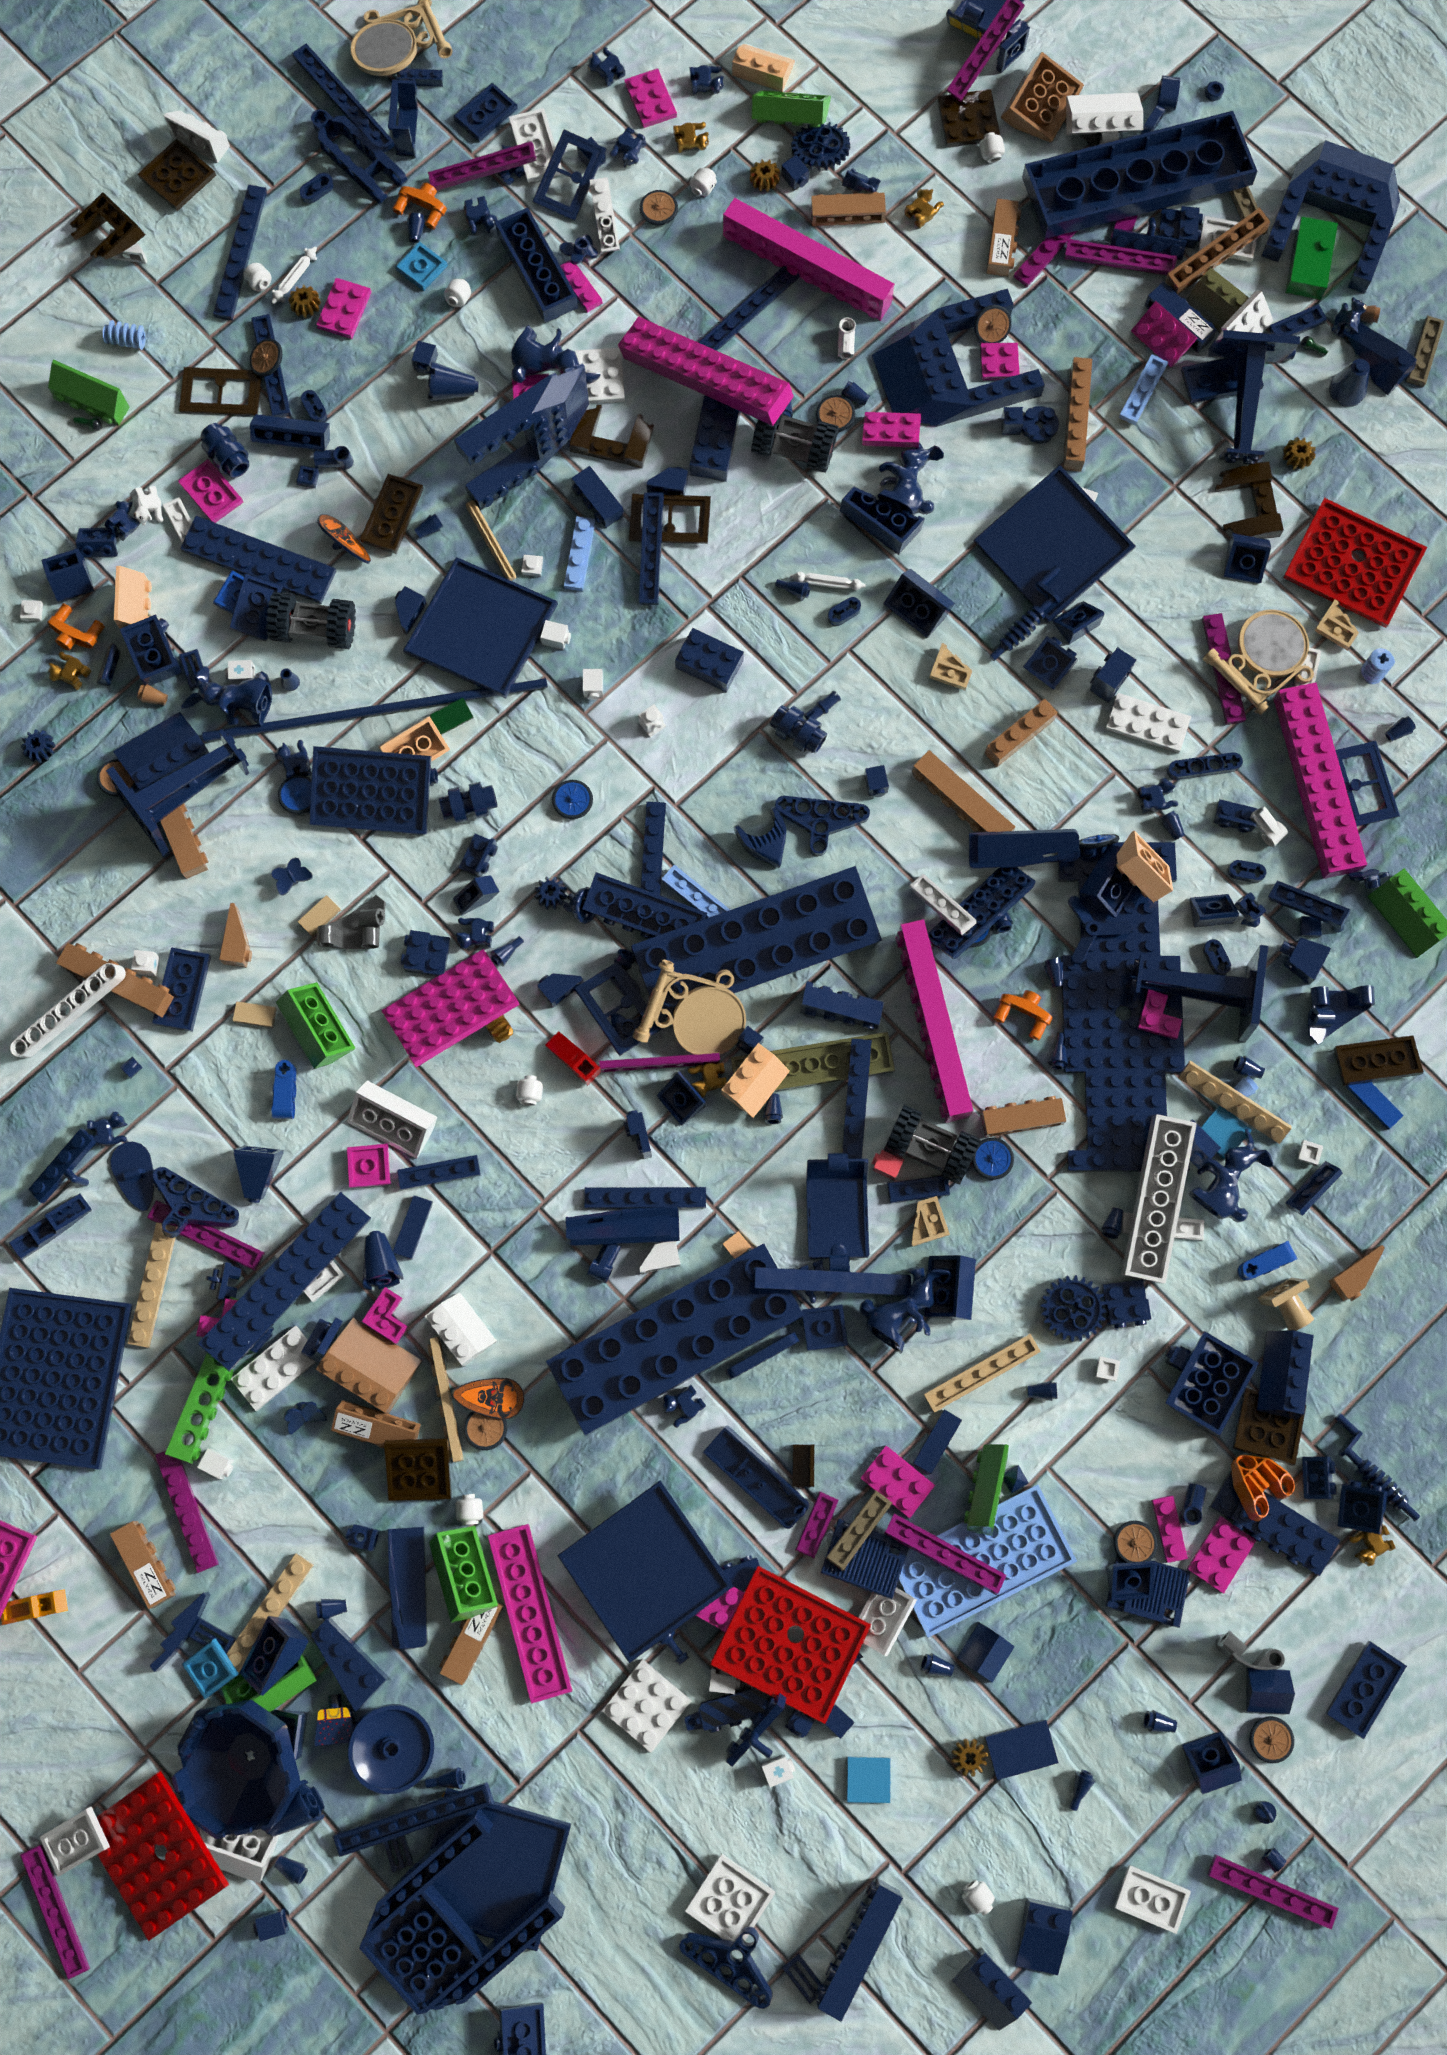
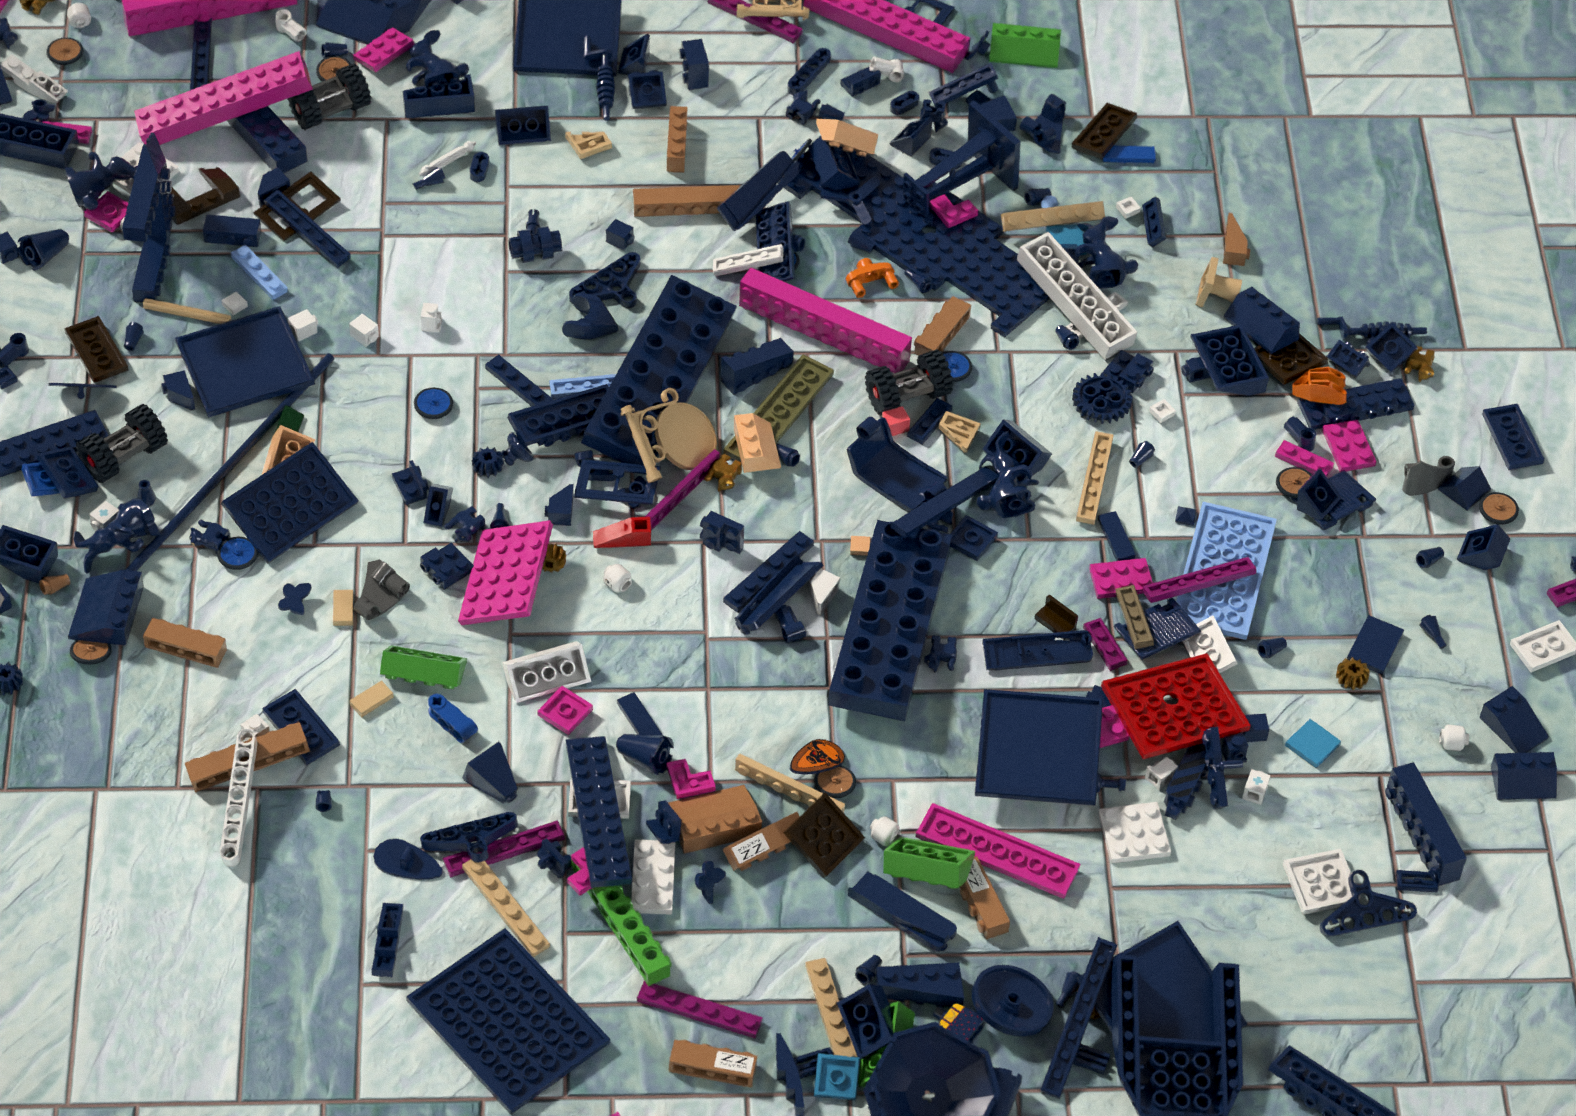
camera: 50 degrees left, 25 degrees down
(62, 1167) = (351, 893): dark blue plate -> none
(104, 1130) = (353, 852): dark blue animal -> none
(172, 791) = (150, 630): dark blue piece -> none
(189, 654) = (64, 550): dark blue tile -> none
(216, 1464) = (686, 962): white brick -> none
(235, 945) = (303, 666): medium nougat slope -> none
(370, 1537) = (838, 910): dark blue brick -> none
(438, 1172) = (617, 673): dark blue plate -> none
(460, 1329) = (752, 743): white slope -> none
(461, 804) = (366, 457): dark blue piece -> none
(681, 1099) = (721, 495): dark blue slope -> none
(709, 659) = (426, 256): dark blue brick -> none
(748, 1040) = (723, 429): dark blue brick -> none
(762, 1356) = (954, 585): dark blue beam -> none
(856, 1098) = (825, 398): dark blue plate -> none
(985, 1652) = (1288, 614): dark blue slope -> none
(987, 1488) = (1179, 522): bright green slope -> none
(1148, 723) = (746, 77): white plate -> none
(1265, 1812) = (1544, 547): dark blue tile -> none
(1267, 1261) = (1177, 280): blue piece -> none

